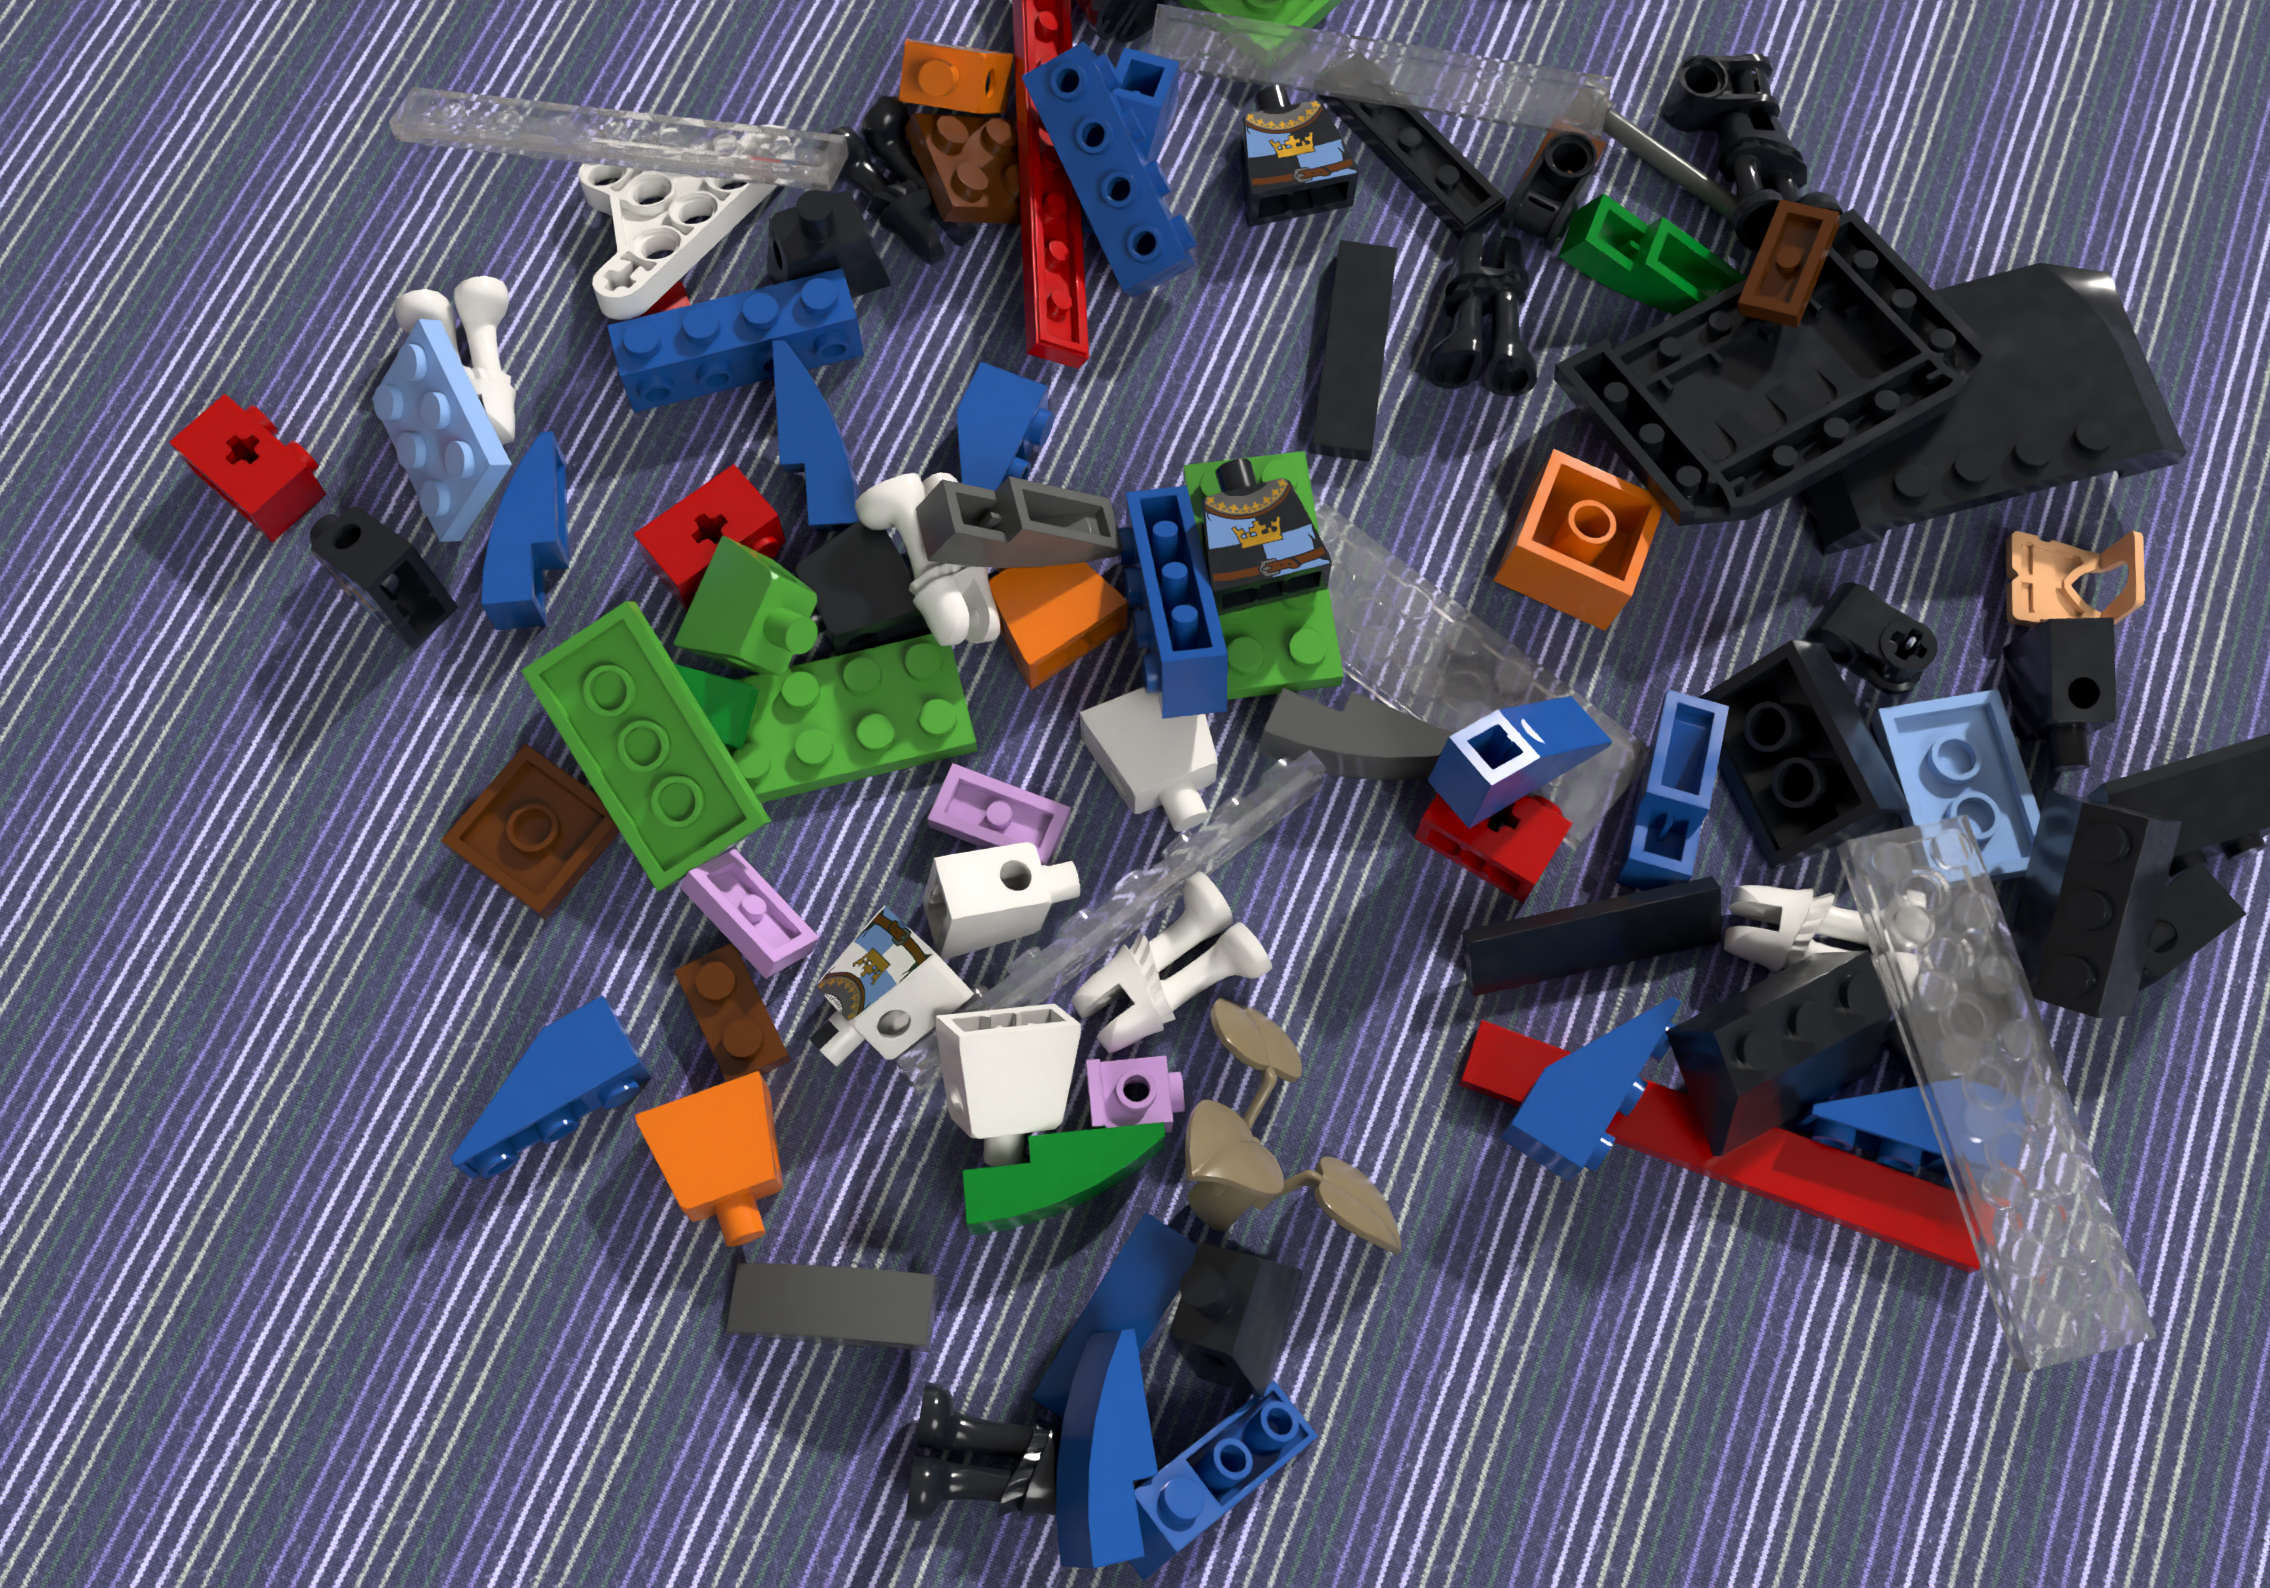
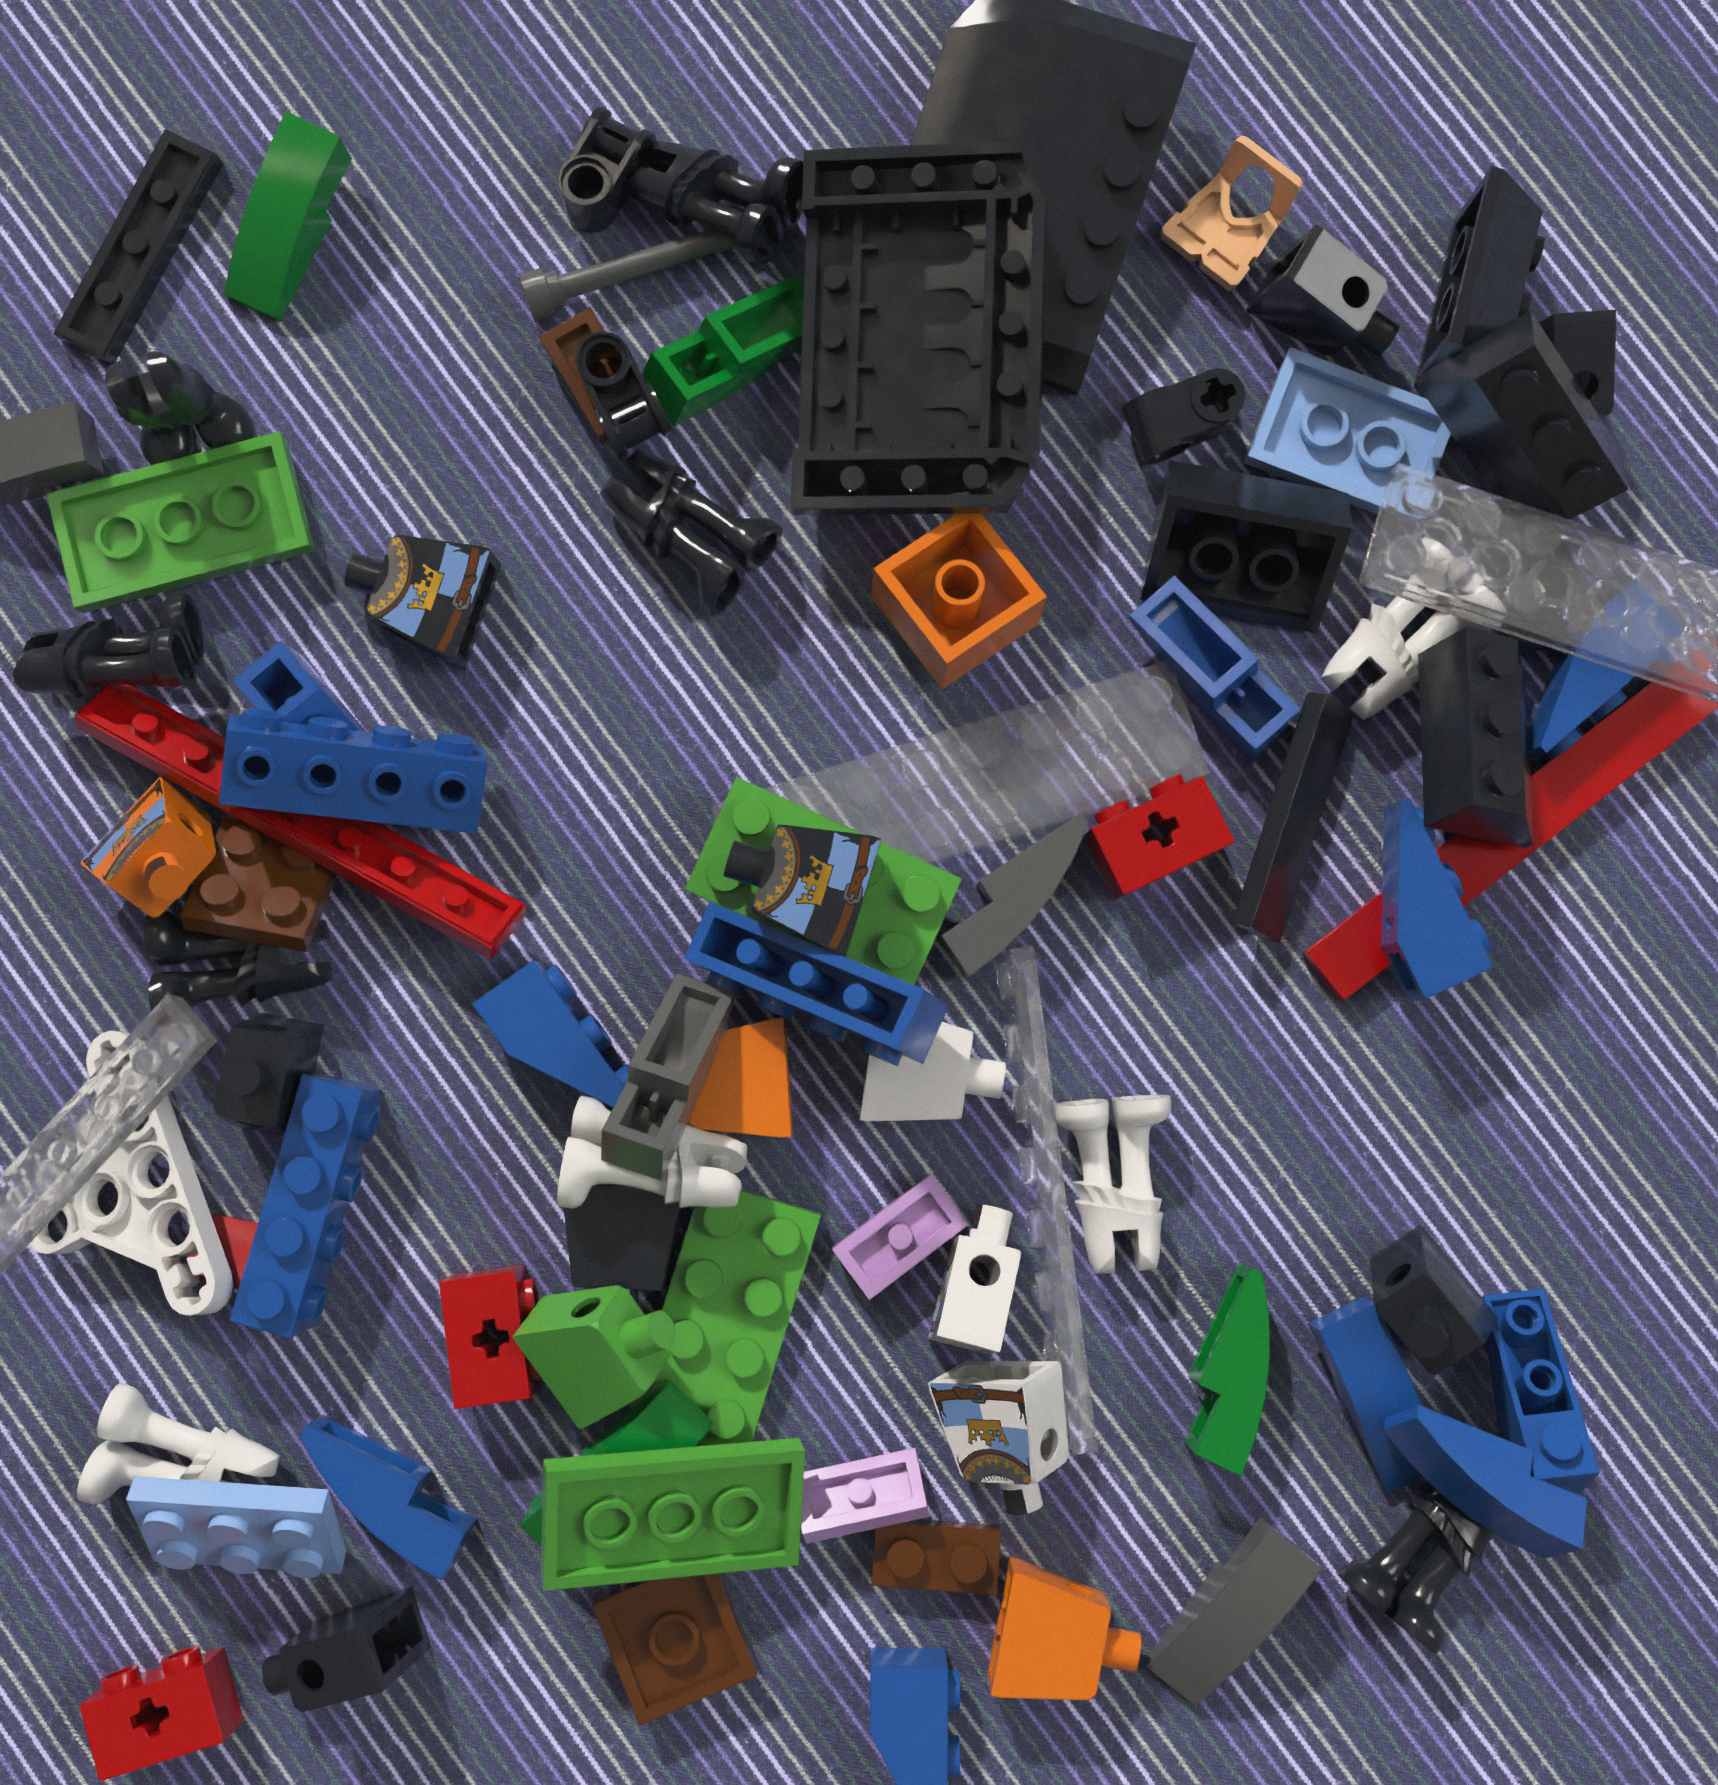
camera: 55 degrees left, 15 degrees up
(813, 444) = (461, 1198): blue slope -> none
(1007, 1074) = (1135, 1367): white torso -> none
(1112, 1108) = (1181, 1278): lavender brick -> none
(1241, 1172) = (1340, 1252): dark tan plant -> none
(1354, 351) = (648, 659): black tile -> none
(1382, 71) = (396, 464): clear plate -> none
(1423, 162) = (473, 476): black tile -> none
(1513, 755) = (1131, 786): blue slope -> none
(1788, 263) = (827, 246): reddish brown plate -> none

